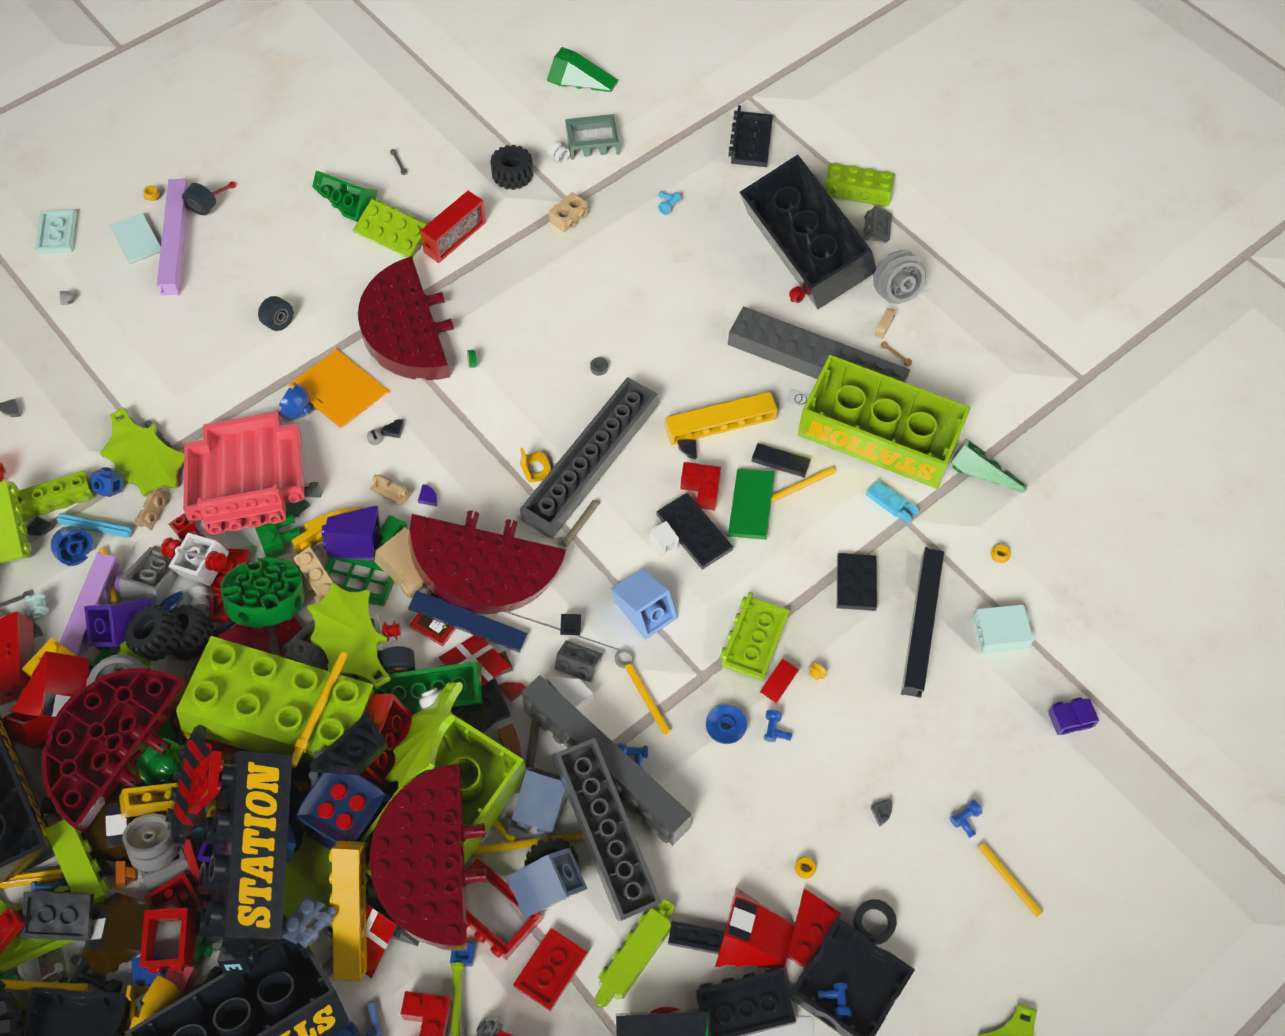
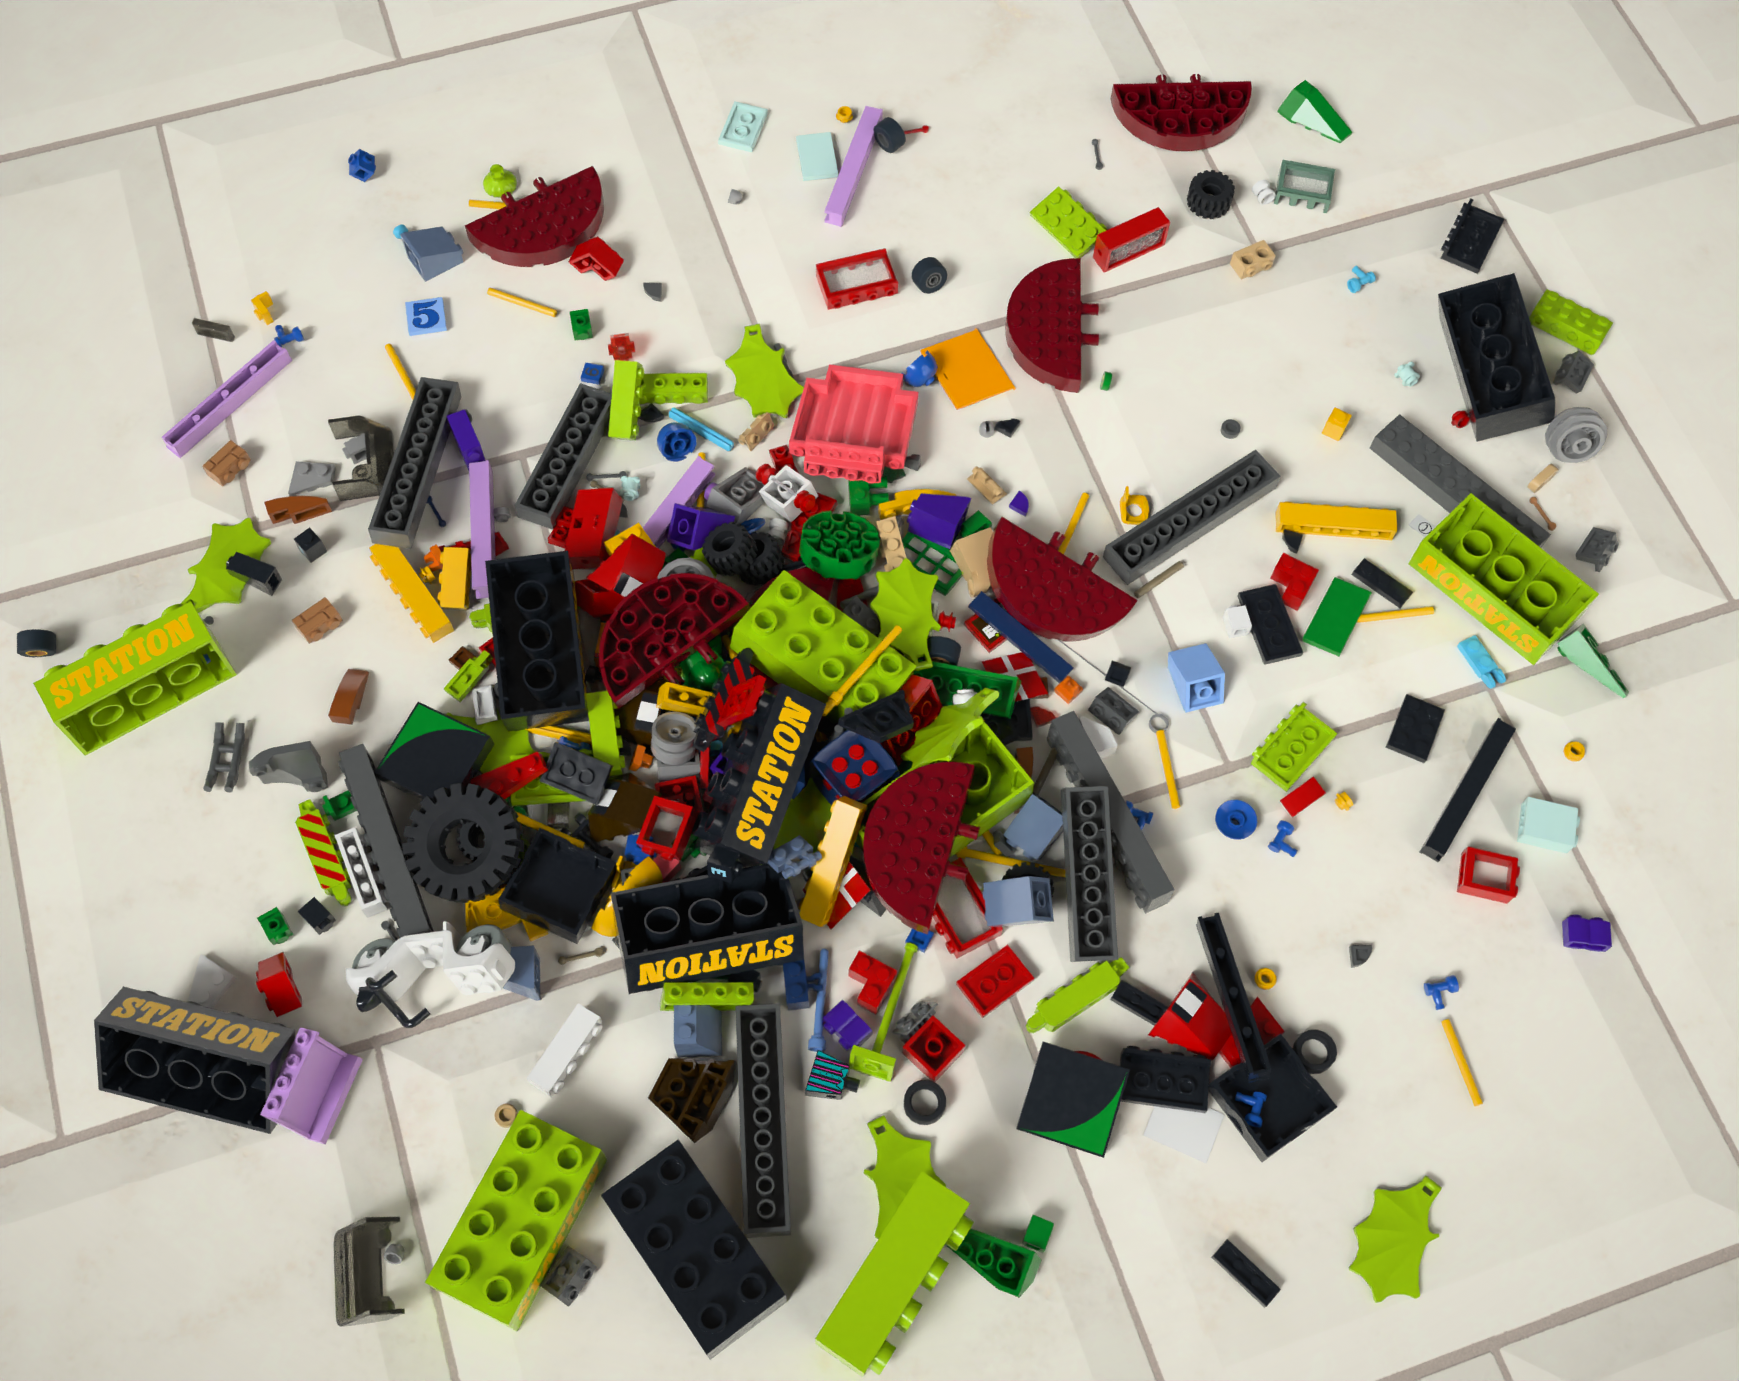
camera: 20 degrees right, 5 degrees up
(106, 482) = (724, 391): blue brick -> none
(207, 337) = (856, 279): none -> red window
(344, 194) = (1033, 174): green wedge -> none
(463, 105) = (1182, 114): none -> dark red brick
(483, 497) = (1073, 522): none -> yellow piece
(529, 655) = (1068, 689): none -> orange tile
(691, 332) = (1336, 424): none -> yellow brick
(738, 270) = (1407, 374): none -> light aqua brick
(783, 900) = (1234, 998): none -> black tile
(951, 708) = (1466, 870): none -> red window
(953, 368) = (1598, 548): none -> dark grey bracket

